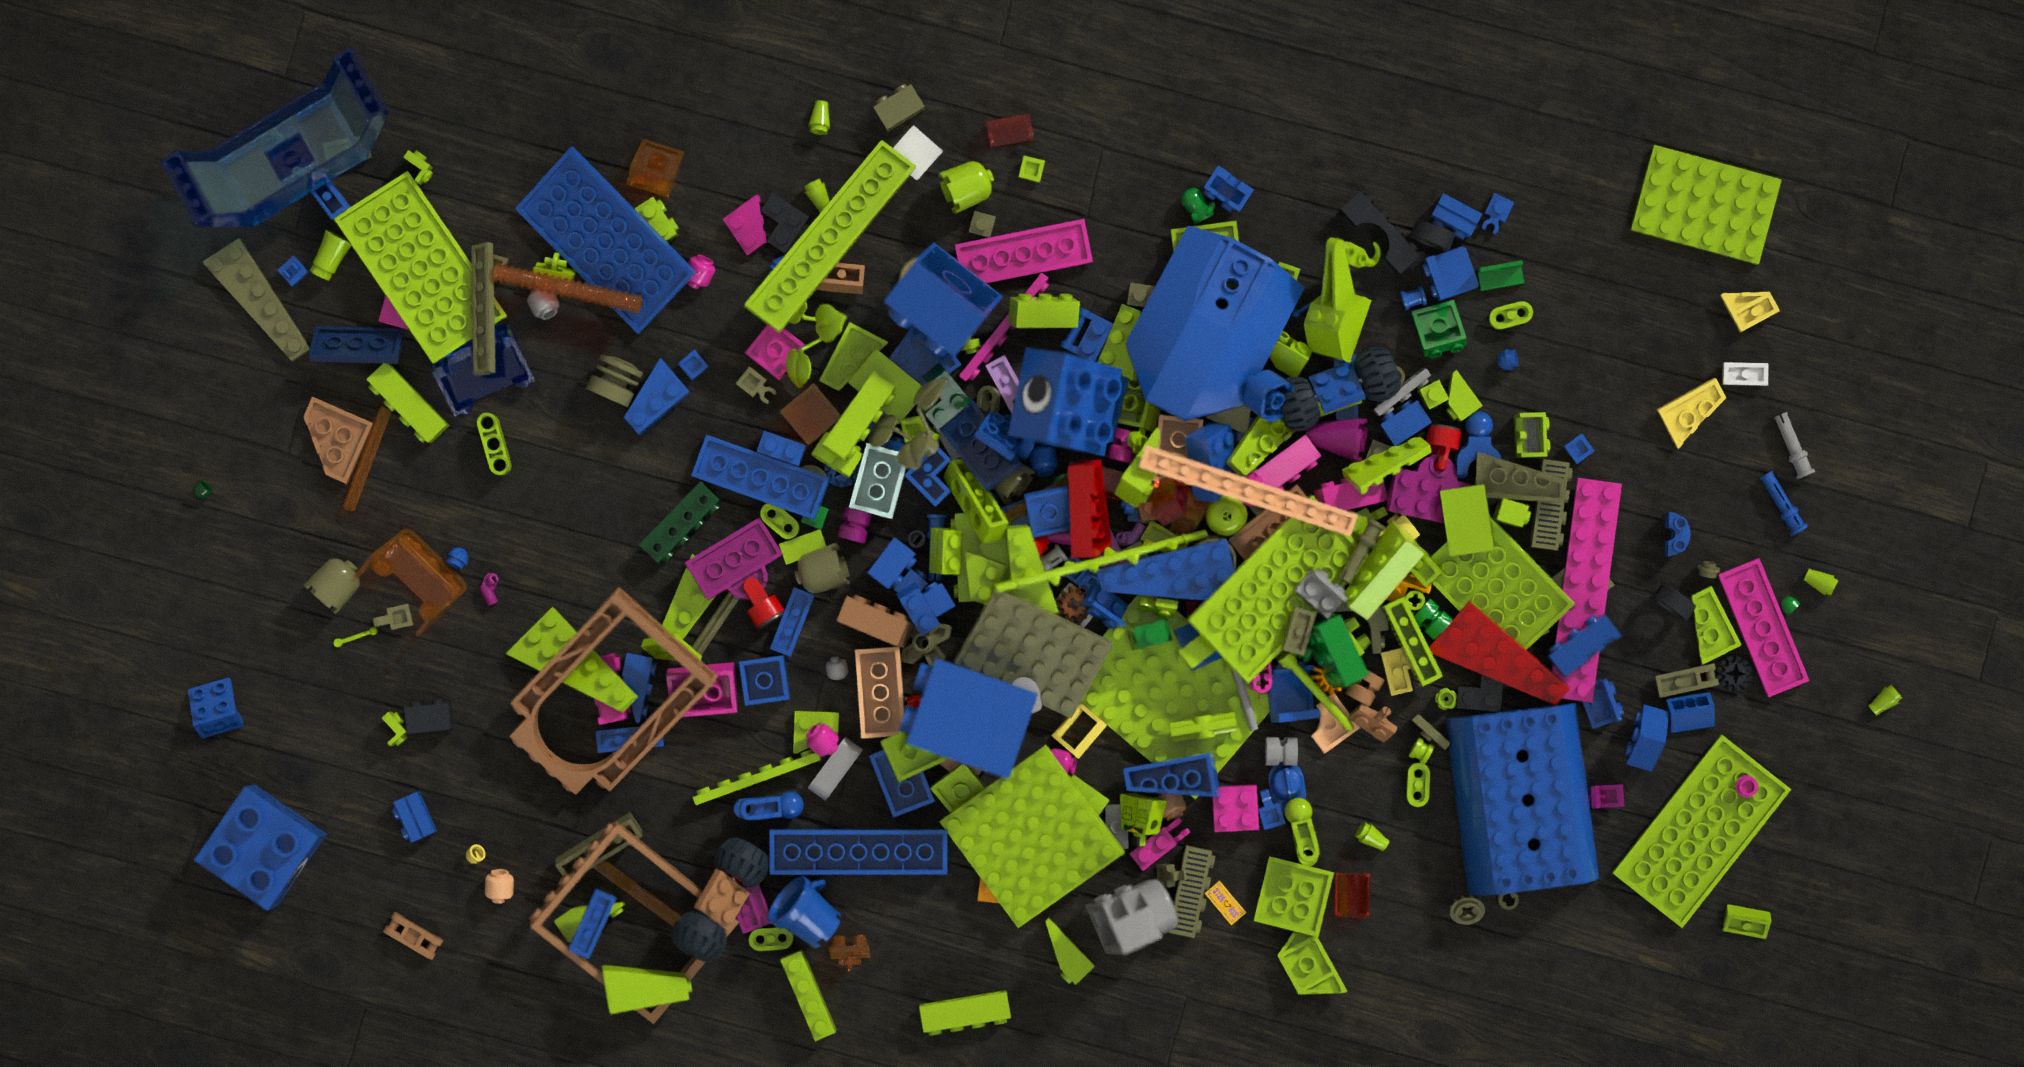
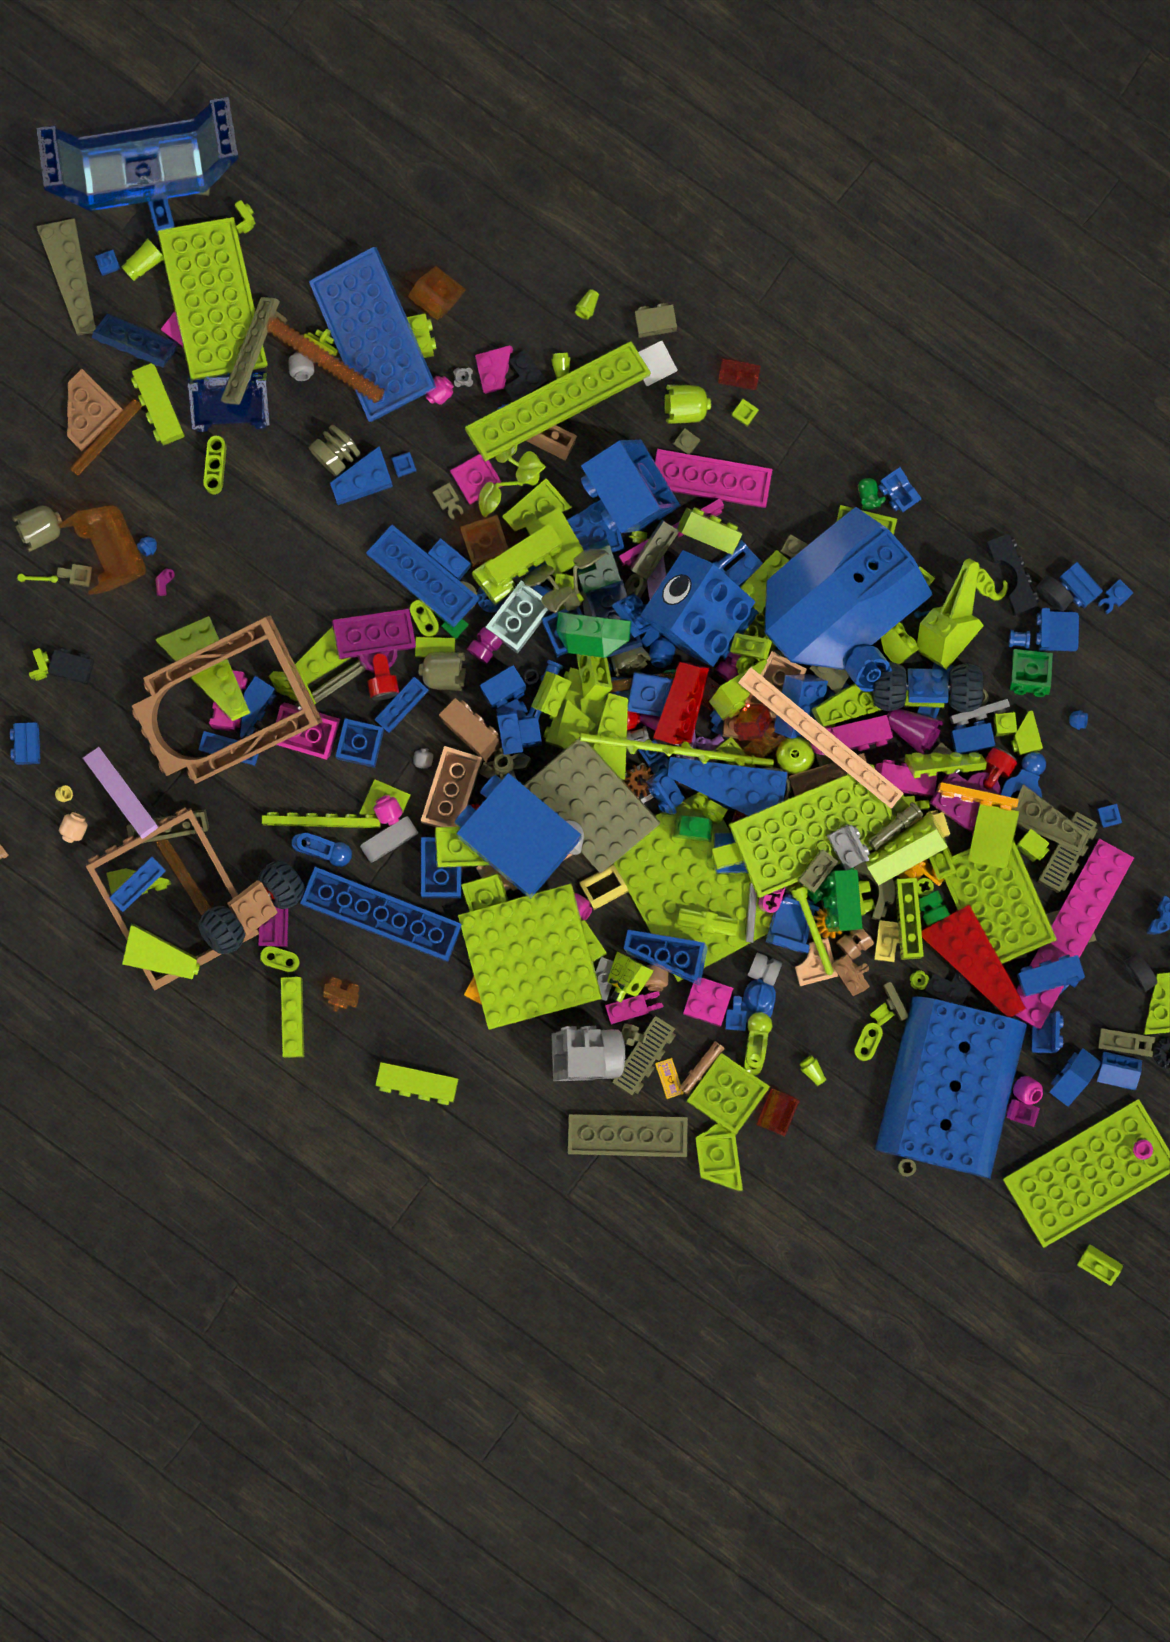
camera: 20 degrees right, 5 degrees down
(535, 832) = (120, 792): none -> lavender tile
(680, 522) = (341, 588): dark green brick -> none
(717, 253) = (463, 372): none -> light grey plate
(804, 911) = (317, 945): blue piece -> none
(964, 473) = (592, 634): none -> green wedge
(994, 355) = (654, 549): none -> olive plate
(1070, 958) = (521, 1074): lime slope -> none
(1136, 419) = (750, 646): none -> lime plate
(1205, 980) = (627, 1135): none -> olive plate
(1255, 880) = (697, 1073): none -> medium nougat pin
(1444, 486) = (983, 798): none -> light orange wing
(1467, 916) = (866, 1168): olive gear -> none
(1500, 275) = (1099, 648): green panel -> none
(1510, 315) = (1094, 684): lime plate -> none
(1531, 435) = (1074, 789): lime window -> none
(1603, 771) = (1028, 1090): none -> dark pink head

